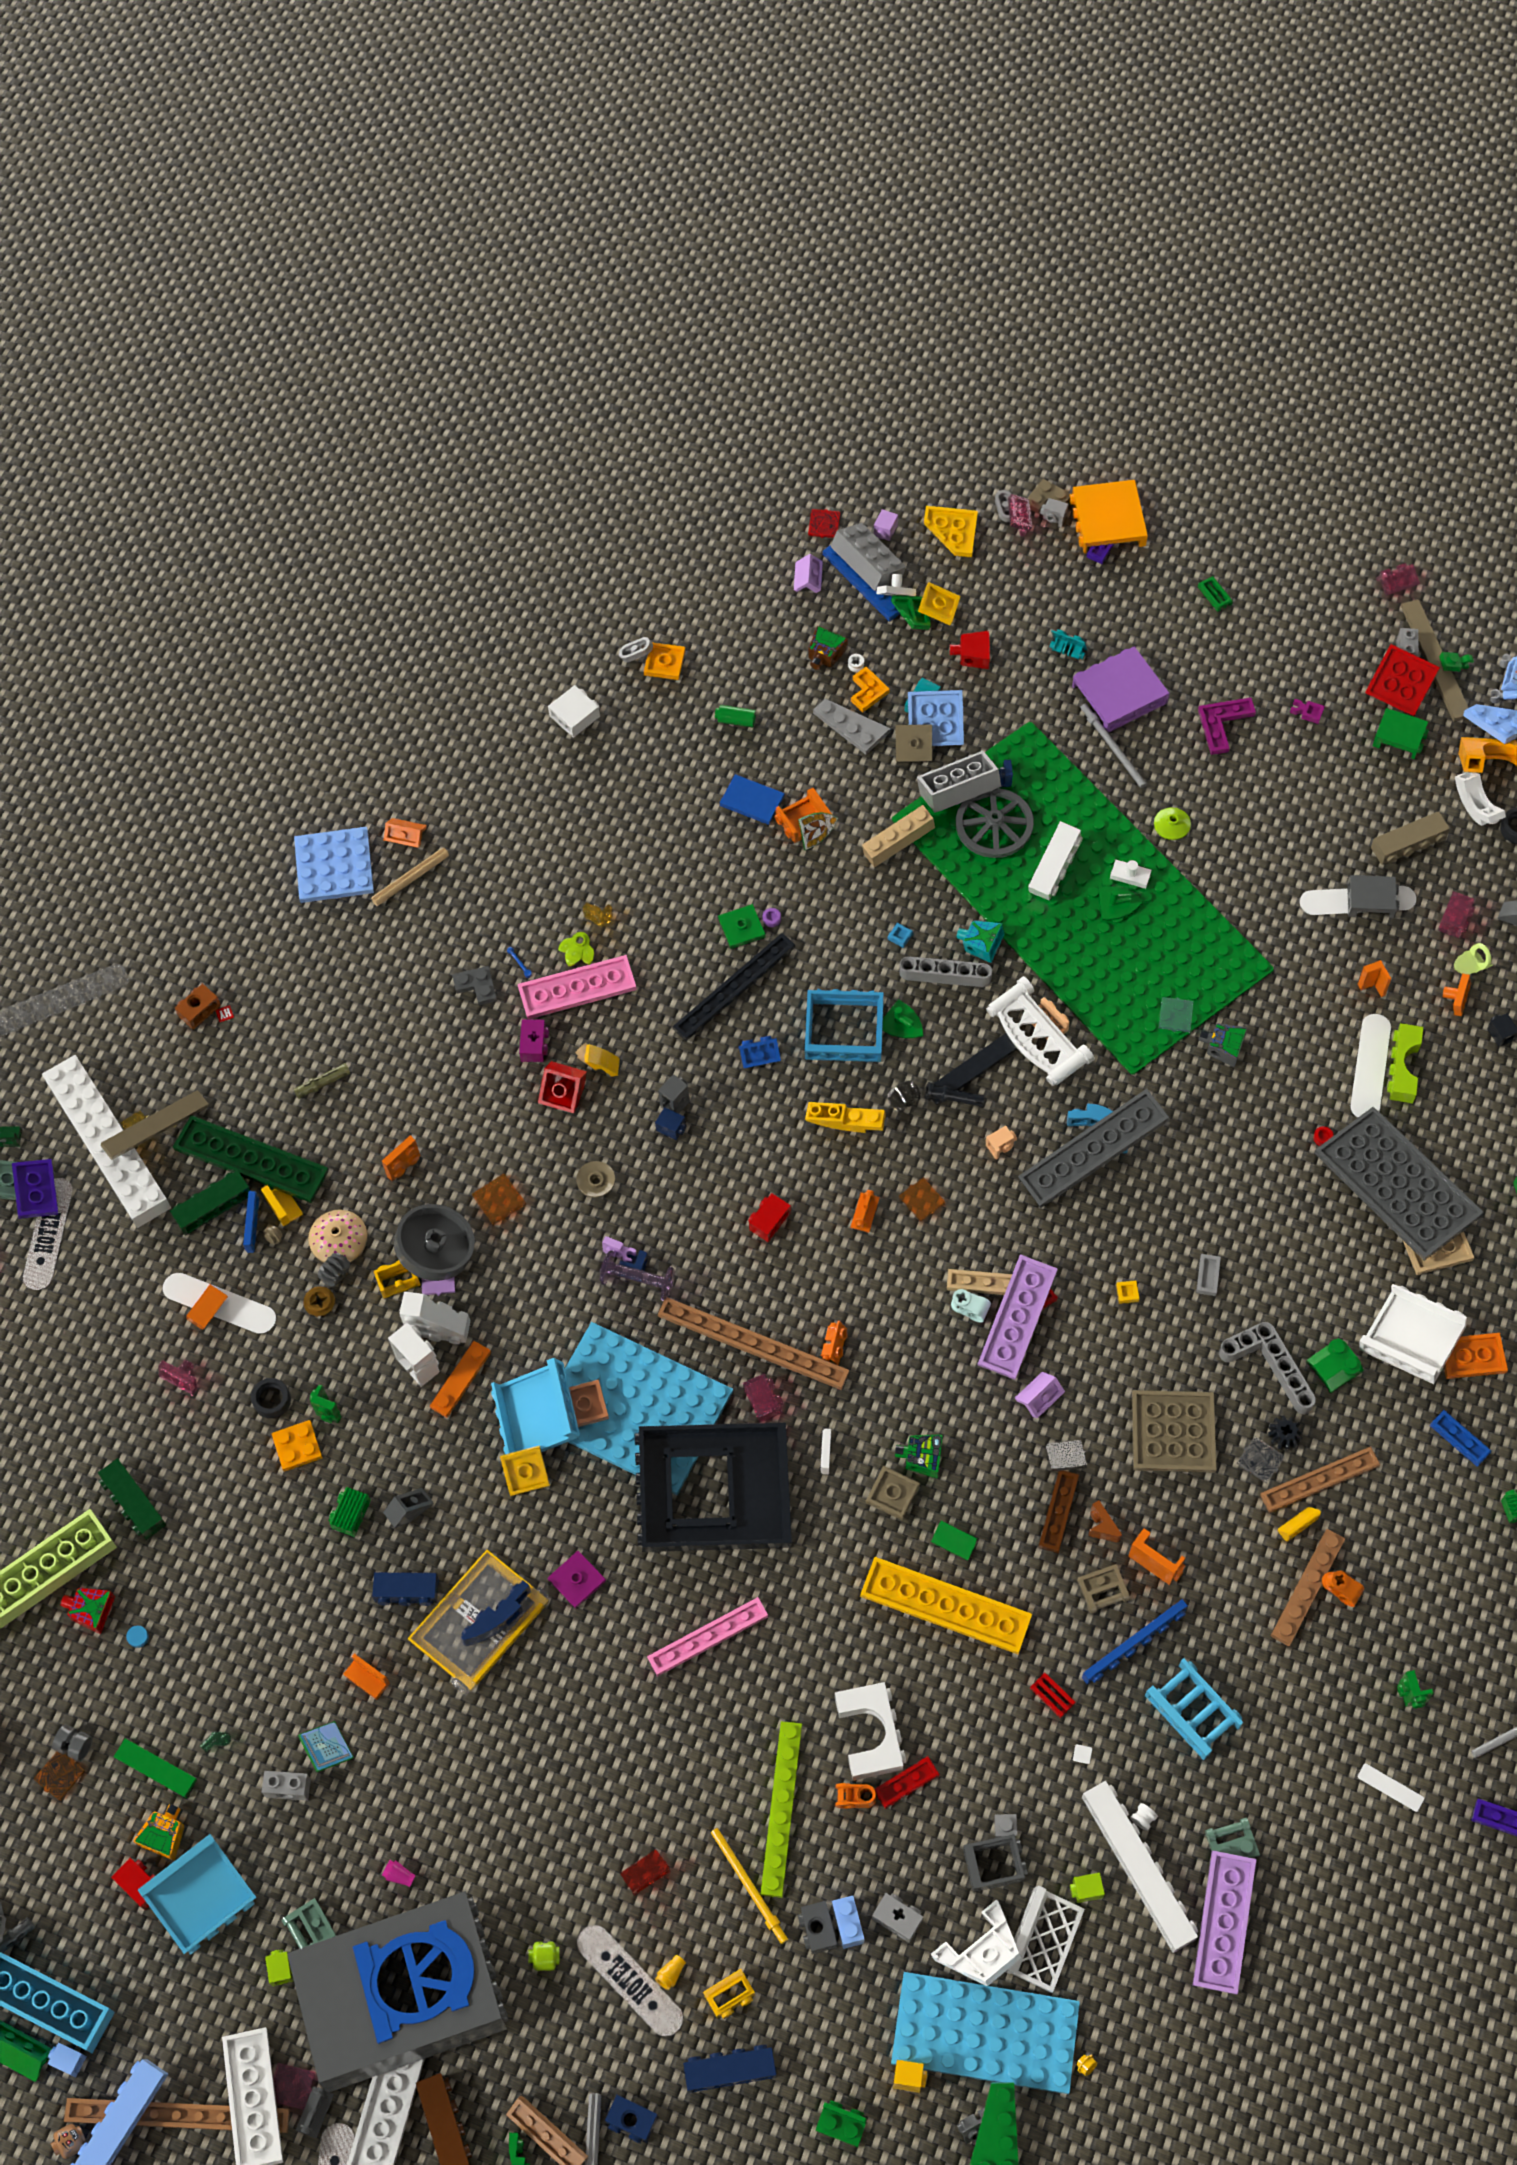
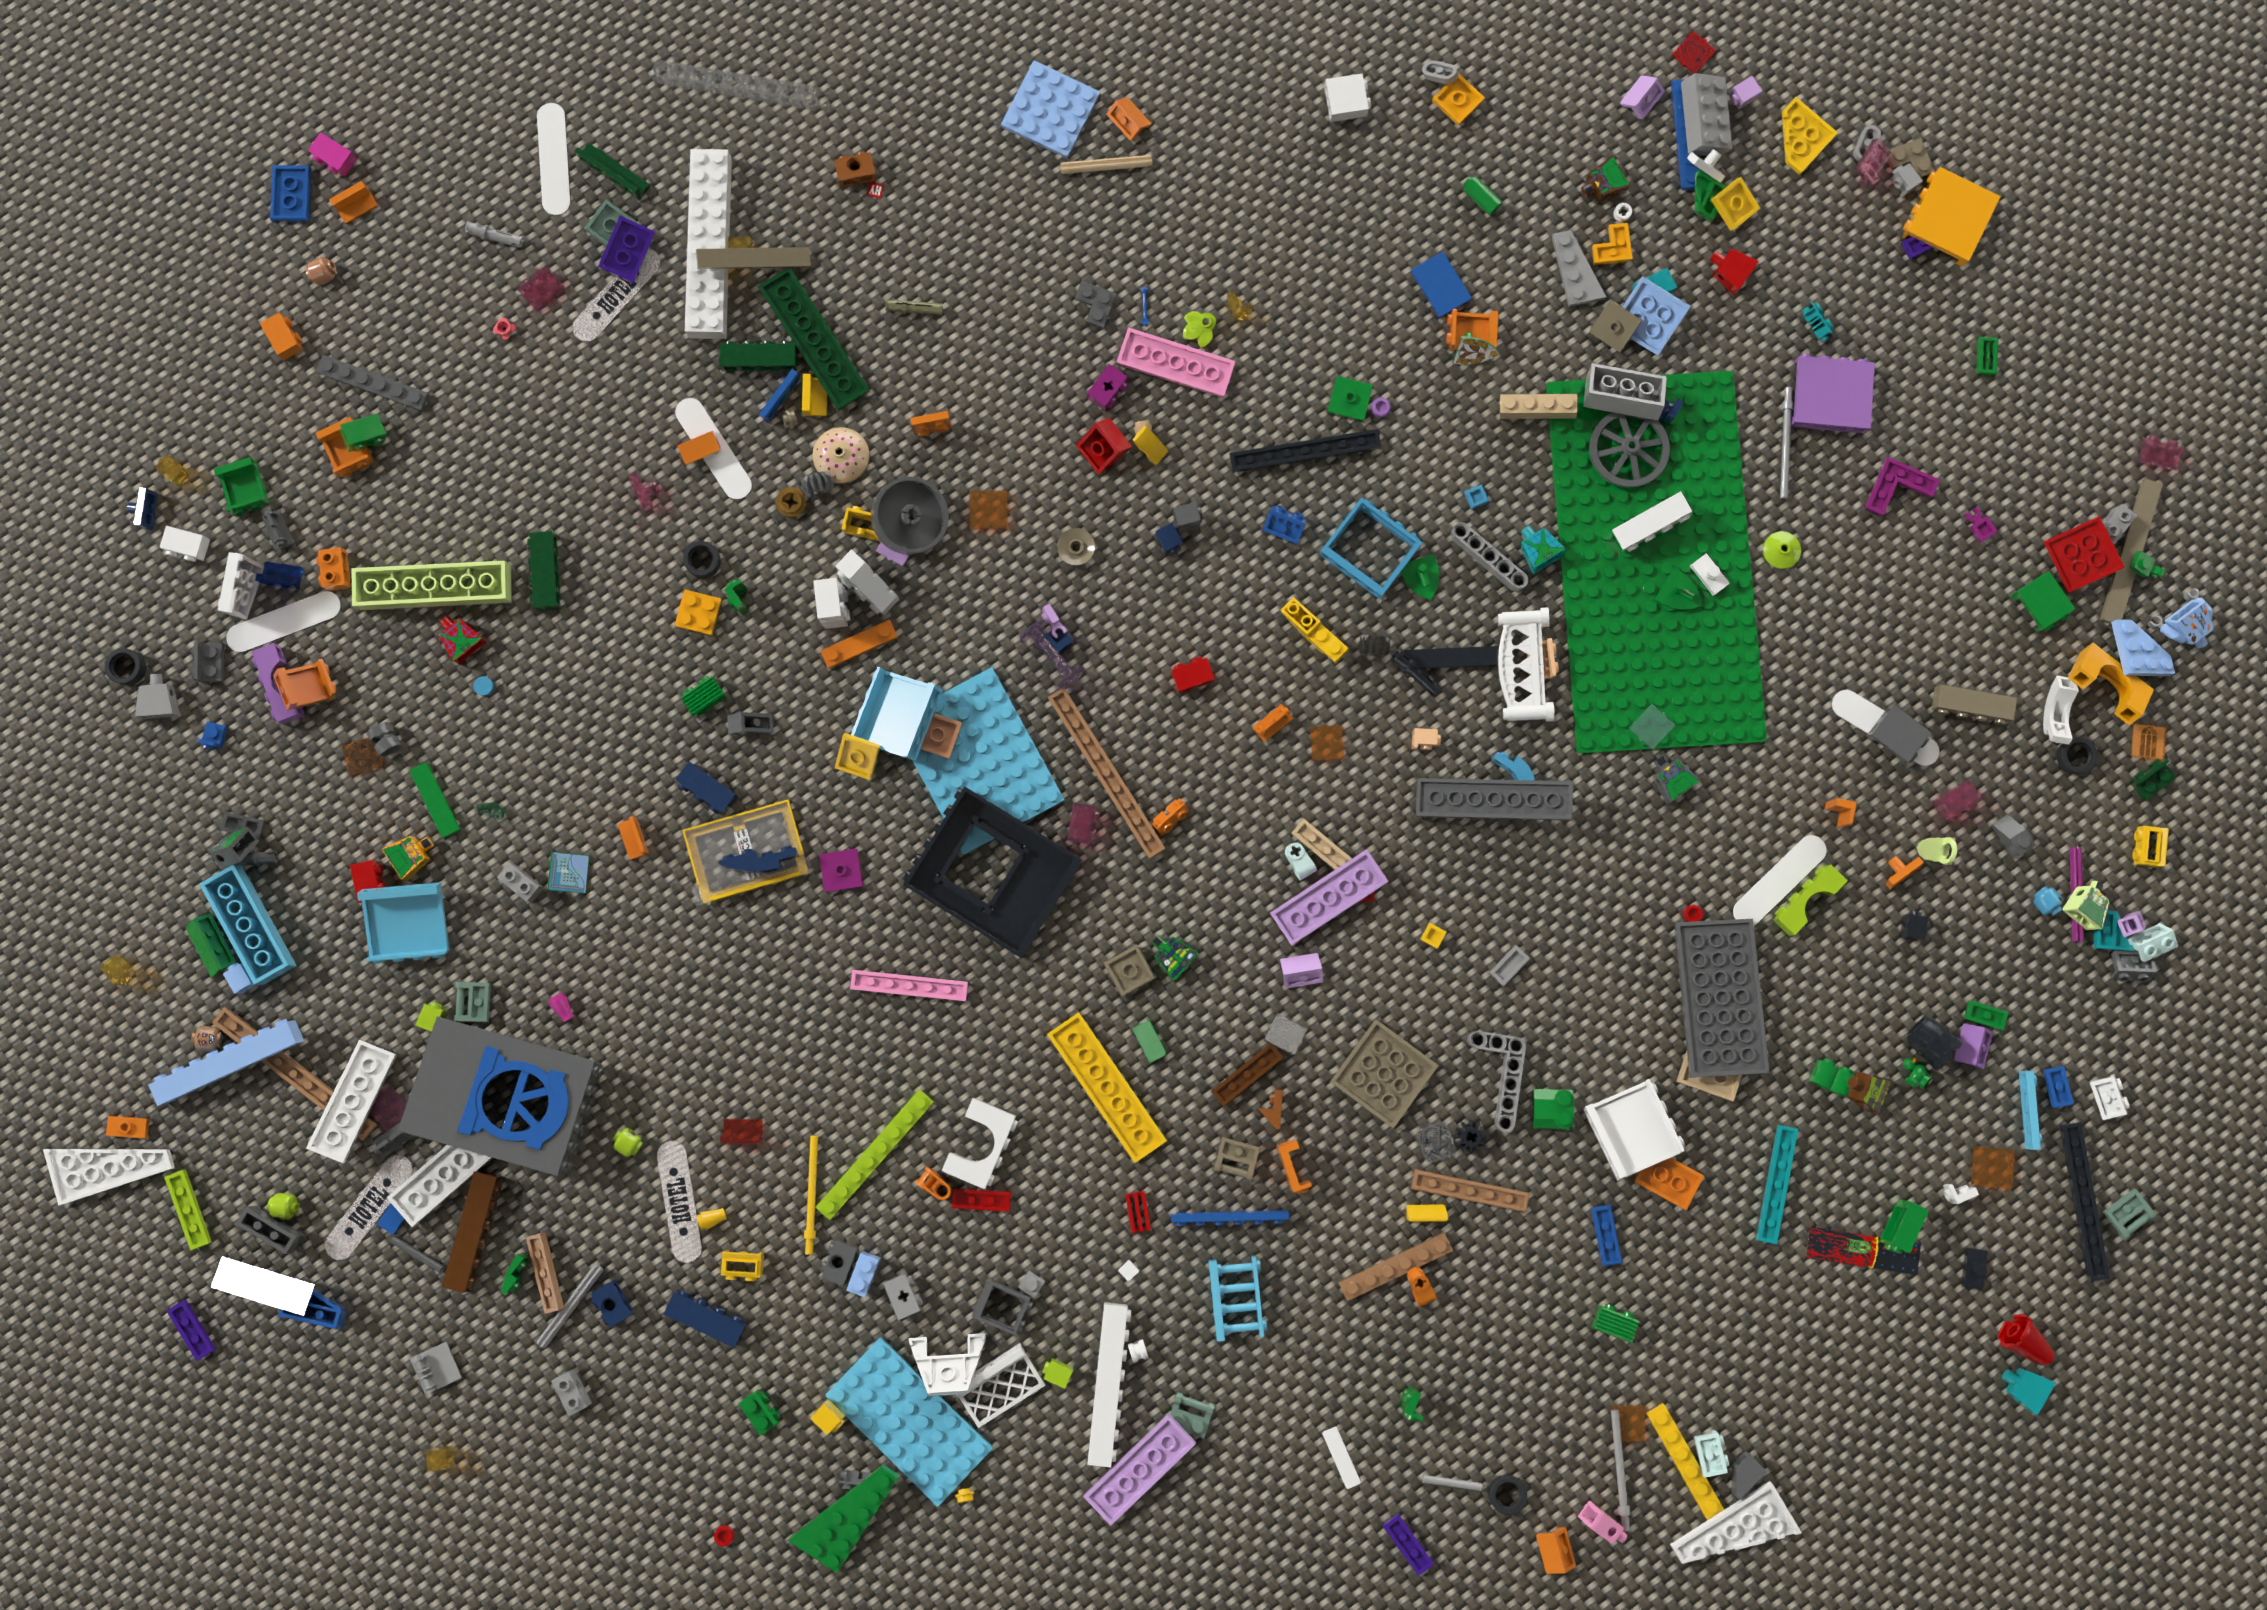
camera: 30 degrees right, 20 degrees up
(825, 1456) = (1100, 901): white tile -> none

